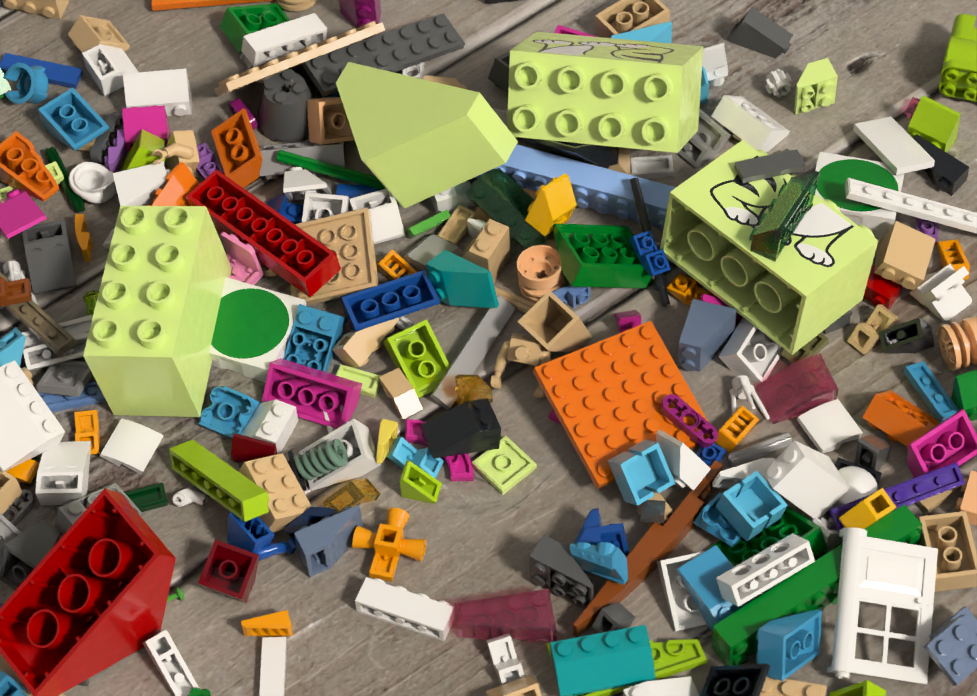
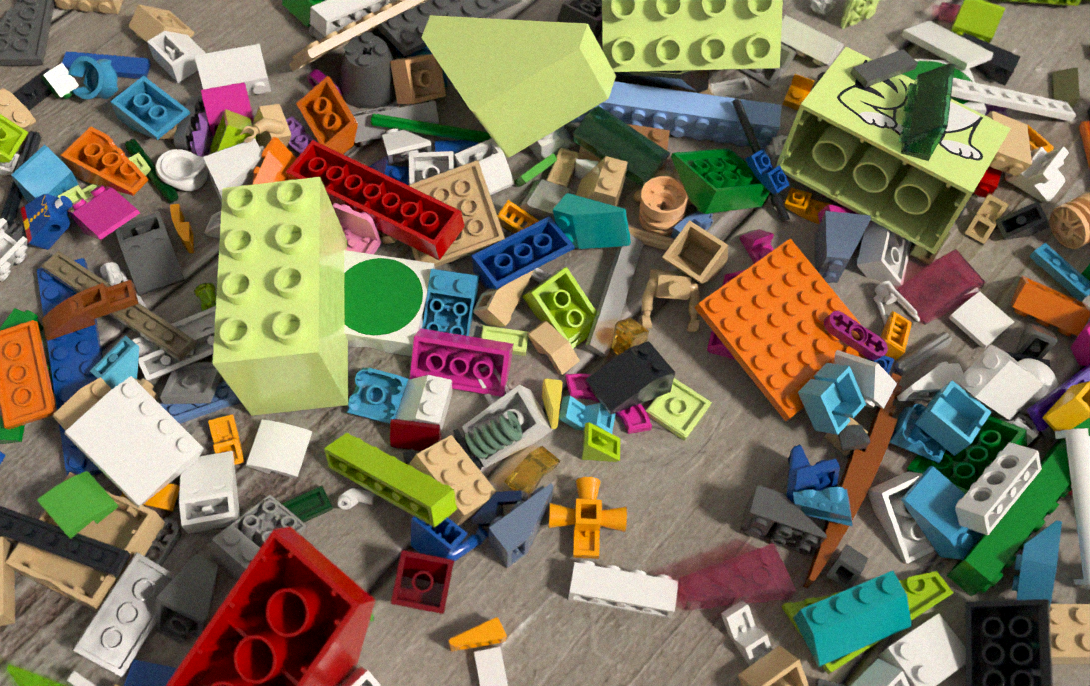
camera: 20 degrees left, 5 degrees up
(553, 205) = (664, 135): yellow slope -> none

